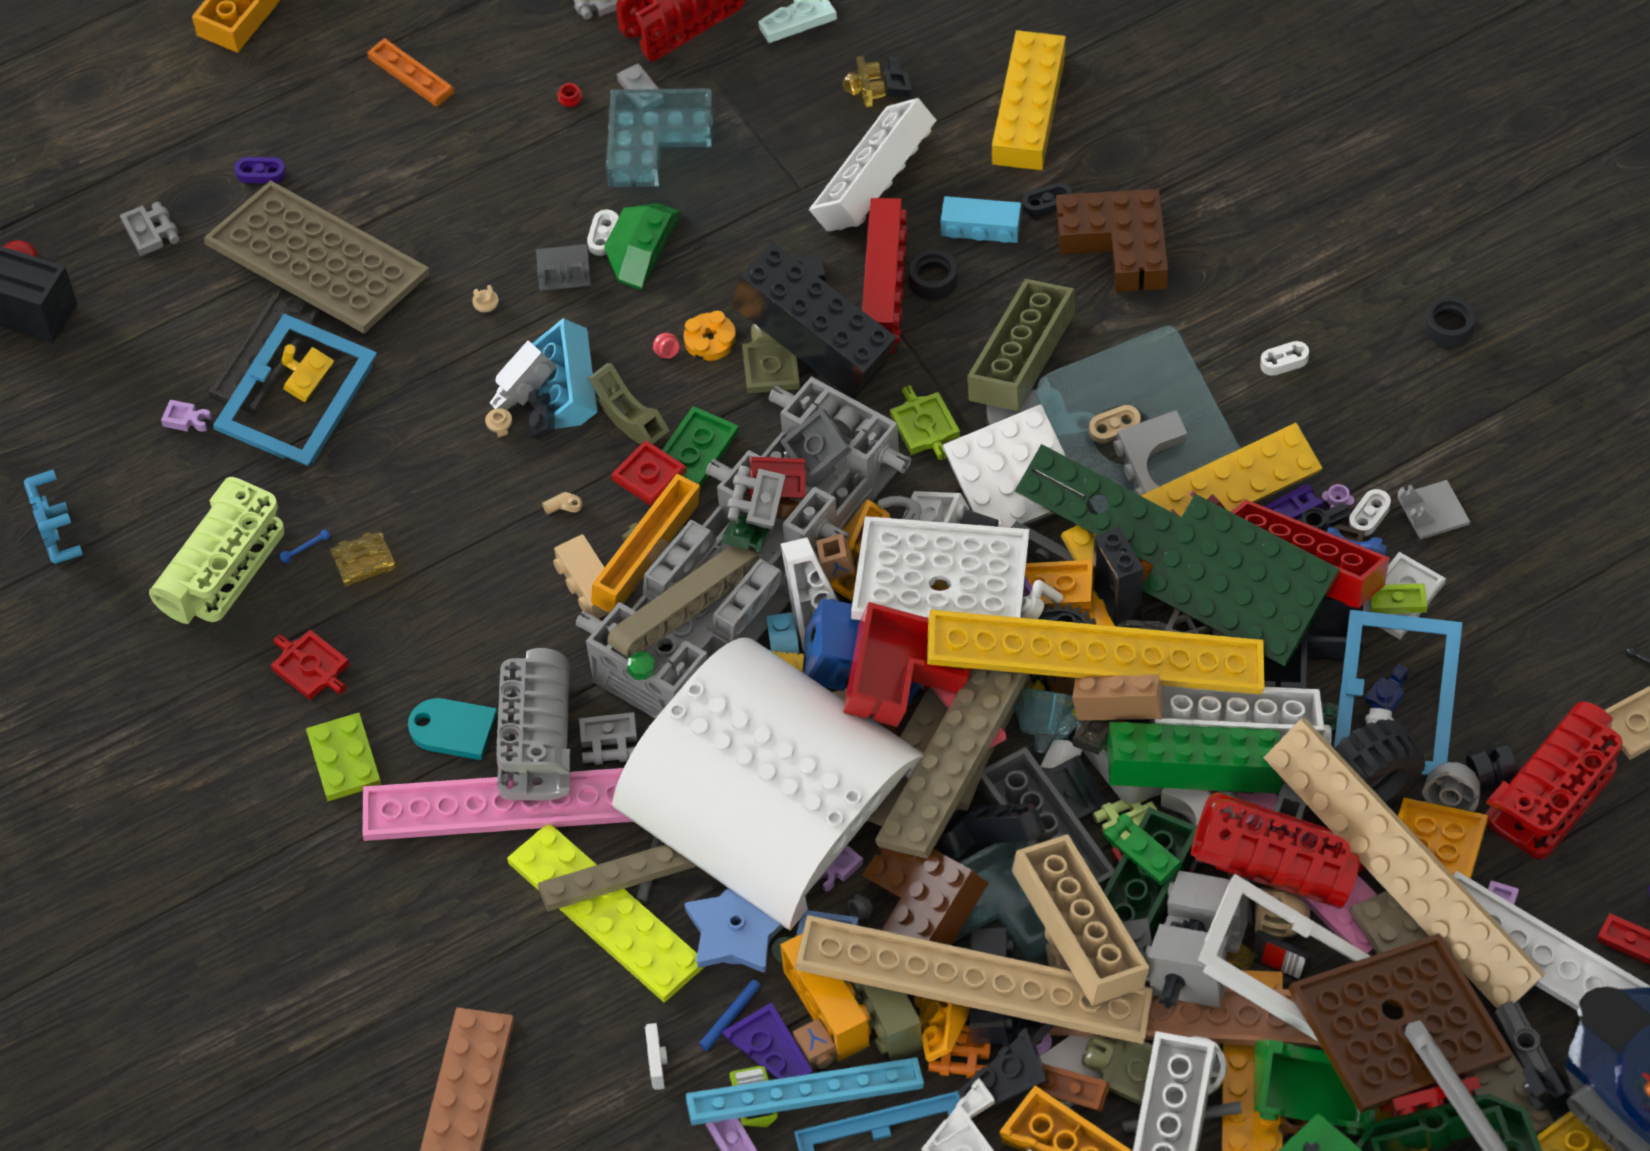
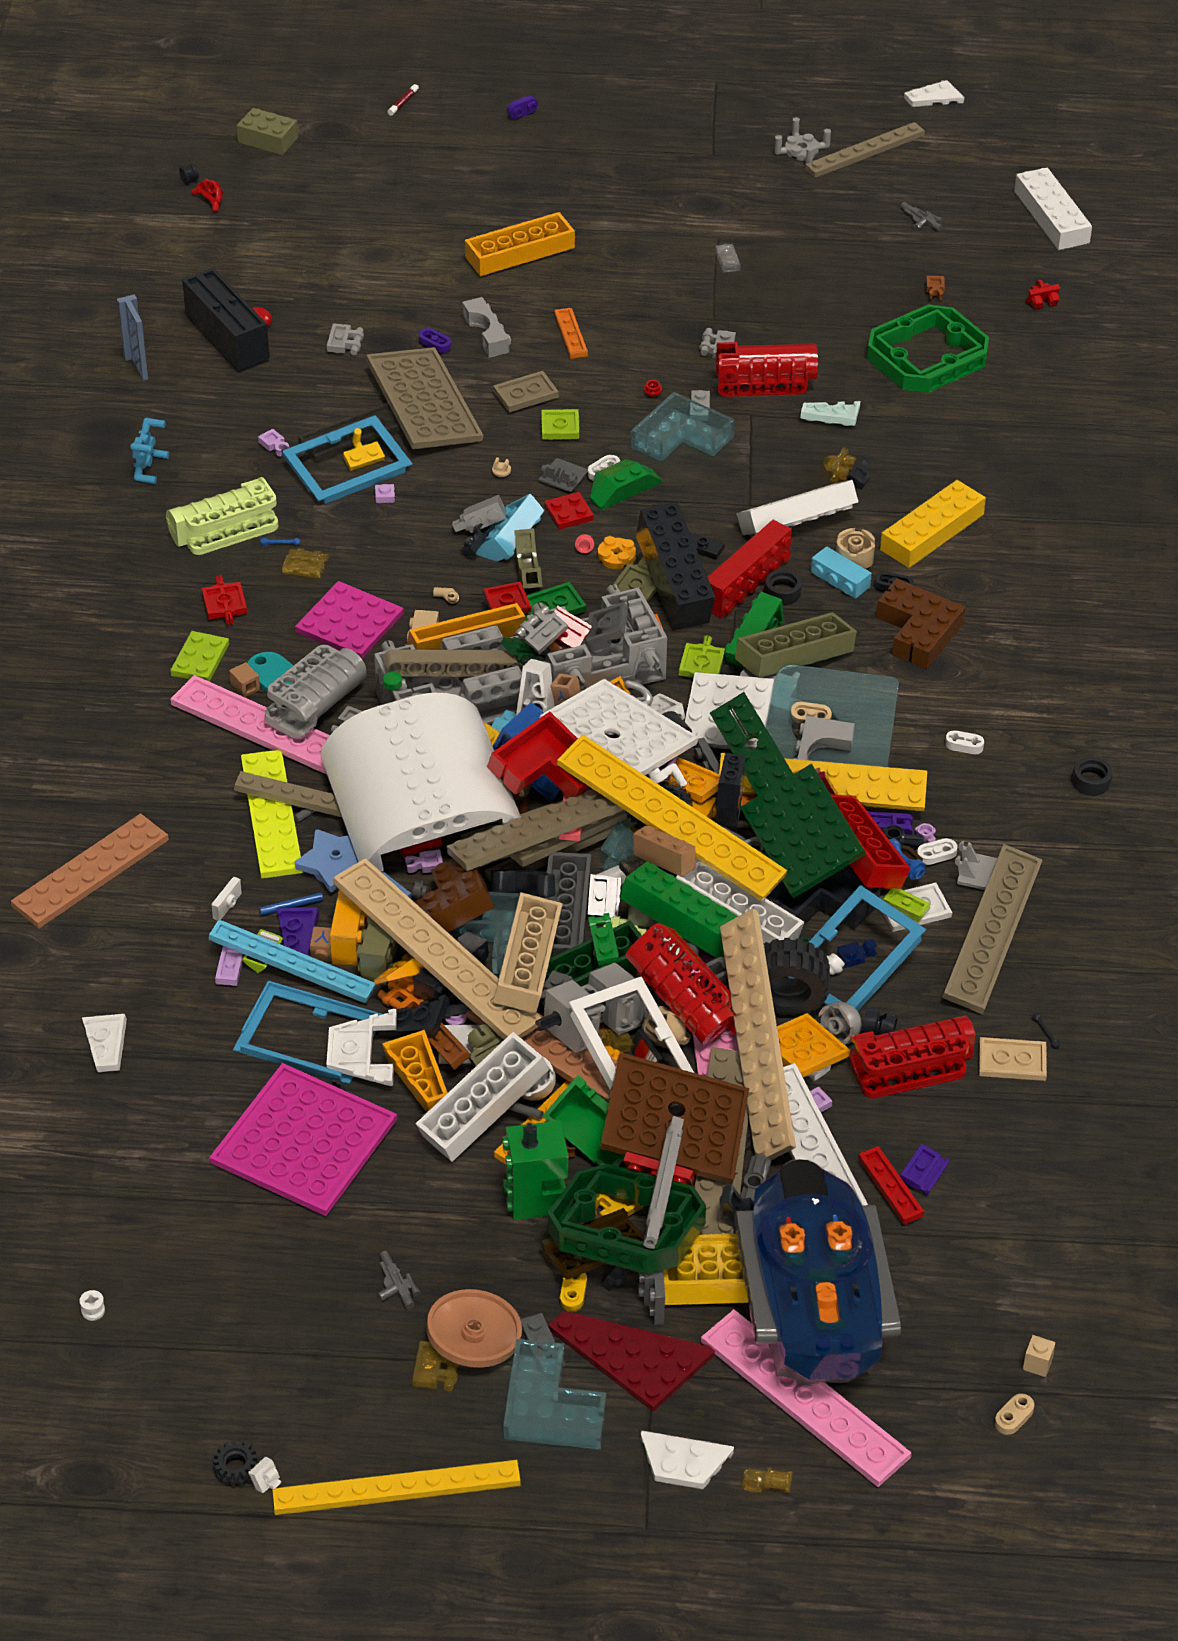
camera: 30 degrees right, 10 degrees down
(283, 106) = (479, 314): none -> light grey arch
(375, 410) = (385, 493): none -> lavender plate
(427, 180) = (526, 391): none -> dark tan plate
(427, 756) = (244, 680): none -> medium nougat brick
(478, 603) = (349, 619): none -> dark pink plate
(499, 421) = (448, 532): tan plate -> none
(504, 202) = (560, 424): none -> lime plate
(608, 311) = (569, 510): none -> red plate
(955, 348) = (764, 615): none -> green wedge
(976, 177) = (856, 546): none -> tan brick
(1505, 574) = (992, 929): none -> dark tan plate

